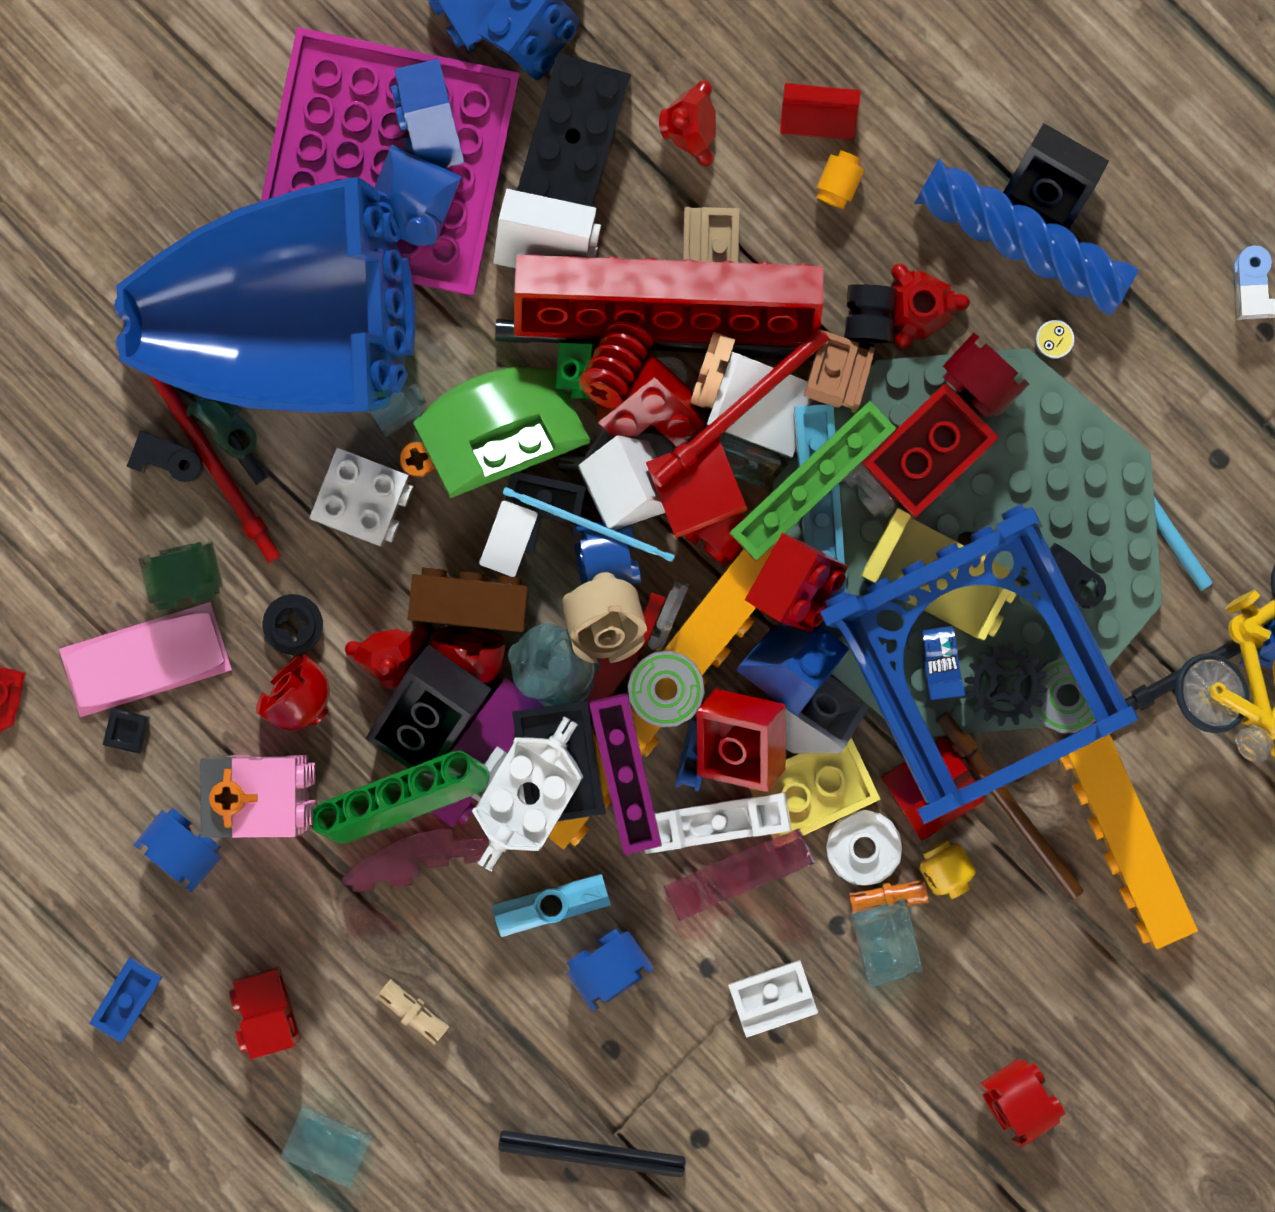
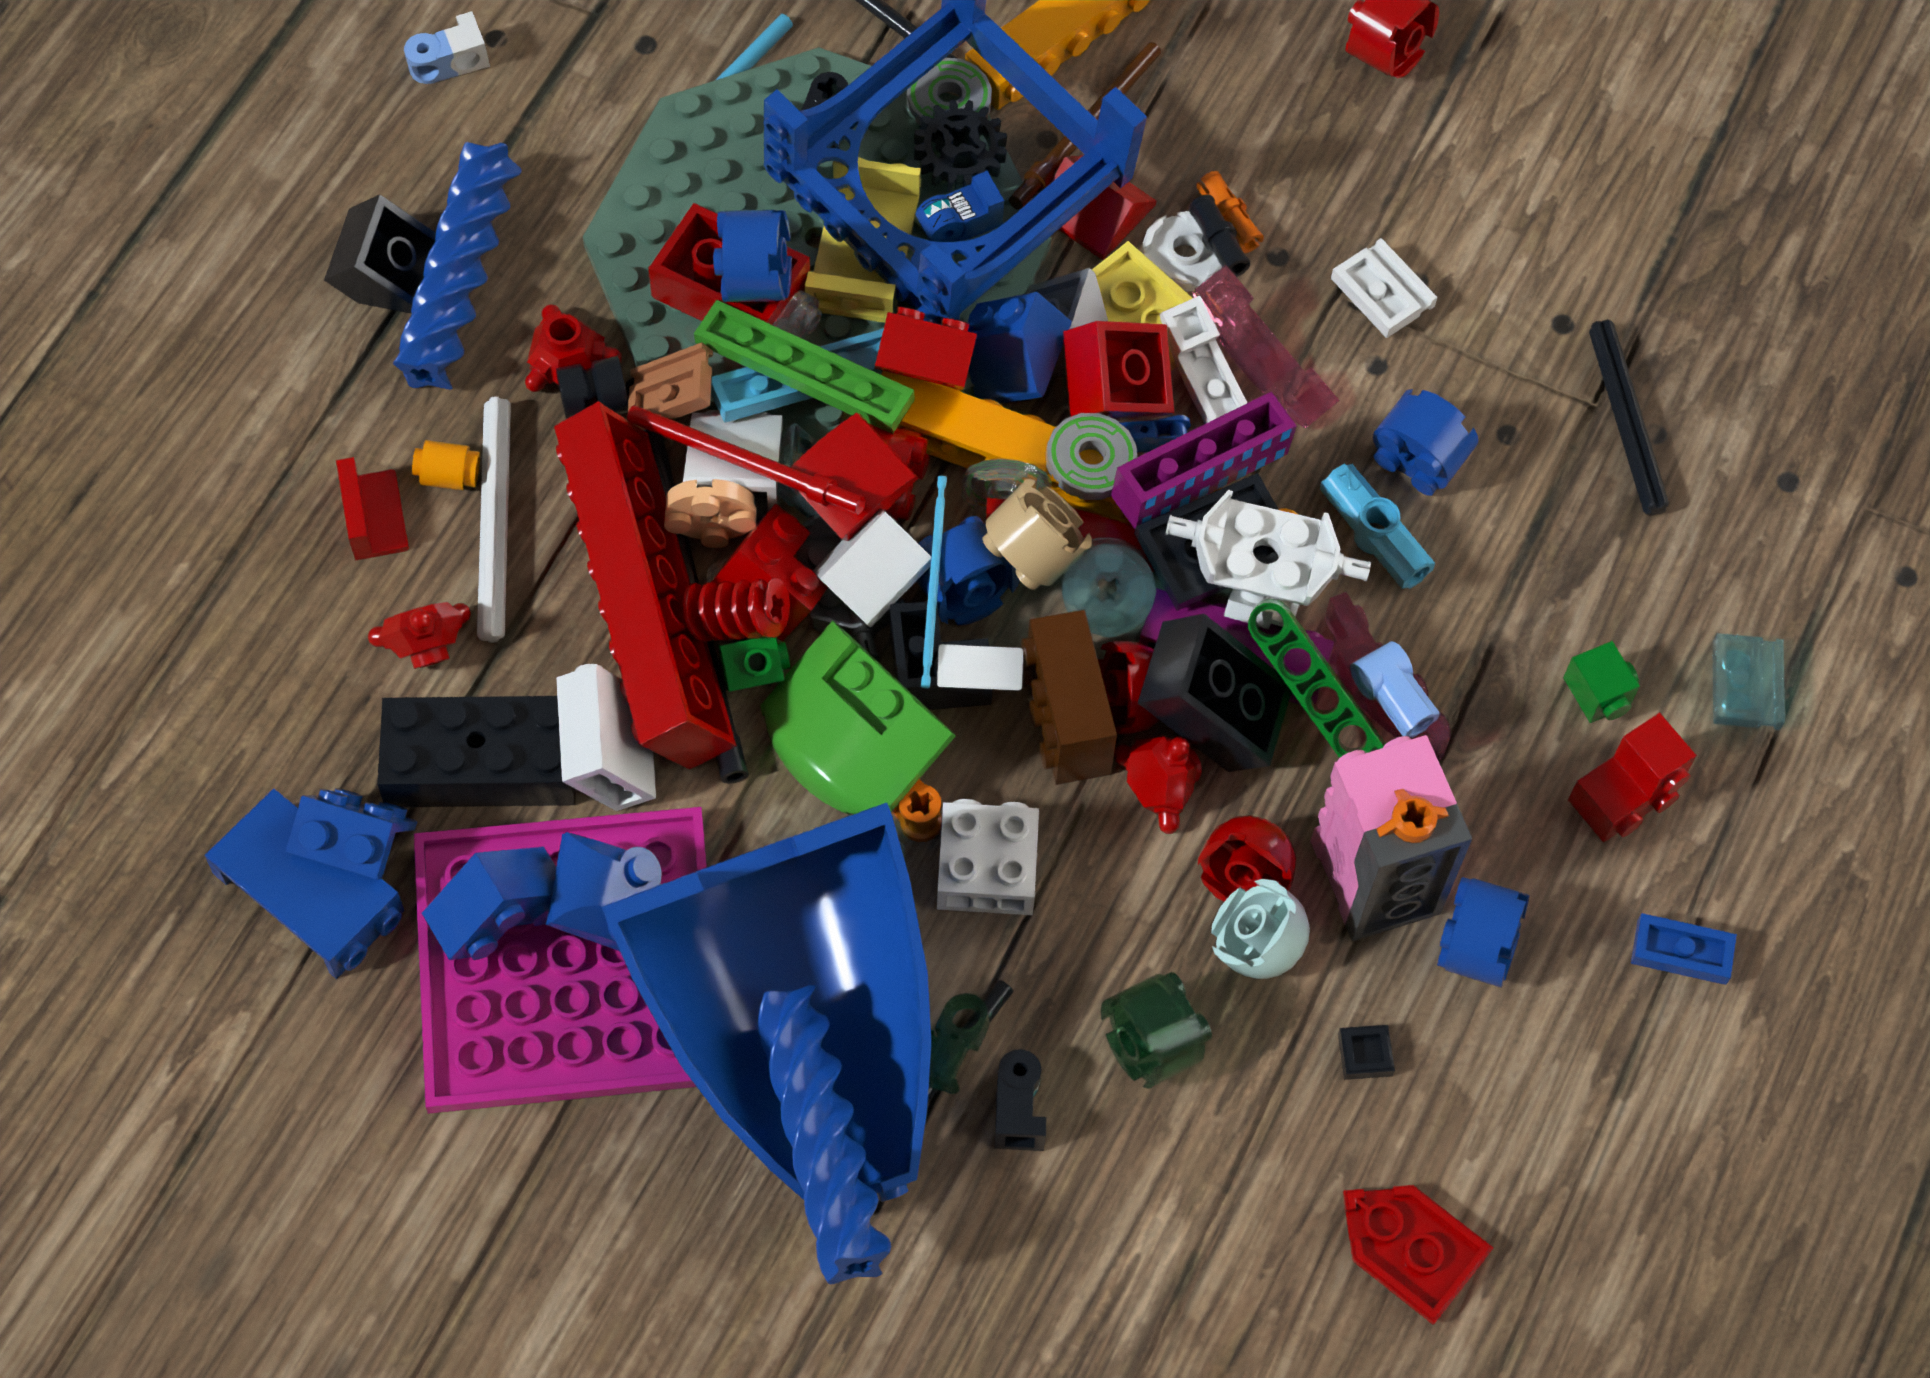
camera: 110 degrees left, 25 degrees down
(145, 659) = (1276, 1064): bright pink piece -> none
(179, 300) = (815, 1126): none -> blue piece
(233, 680) = (1261, 930): none -> light aqua cylinder
(253, 526) = (1064, 979): red bar -> none
(279, 612) = (1172, 879): black gear -> none
(358, 1030) = (1602, 682): none -> green brick
(397, 852) = (1389, 679): none -> light blue piece
(412, 1012) = (1557, 638): tan pin -> none
(711, 234) = (554, 578): tan plate -> none
(782, 206) = (494, 520): none -> white axle
(857, 875) = (1219, 234): none -> black pin
(886, 942) = (1278, 194): clear light blue plate -> none
(910, 464) = (753, 256): none -> blue brick
(947, 869) = (1176, 160): yellow head -> none
(984, 376) = (628, 243): dark red brick -> none
(1054, 339) = (564, 218): light yellow tile -> none

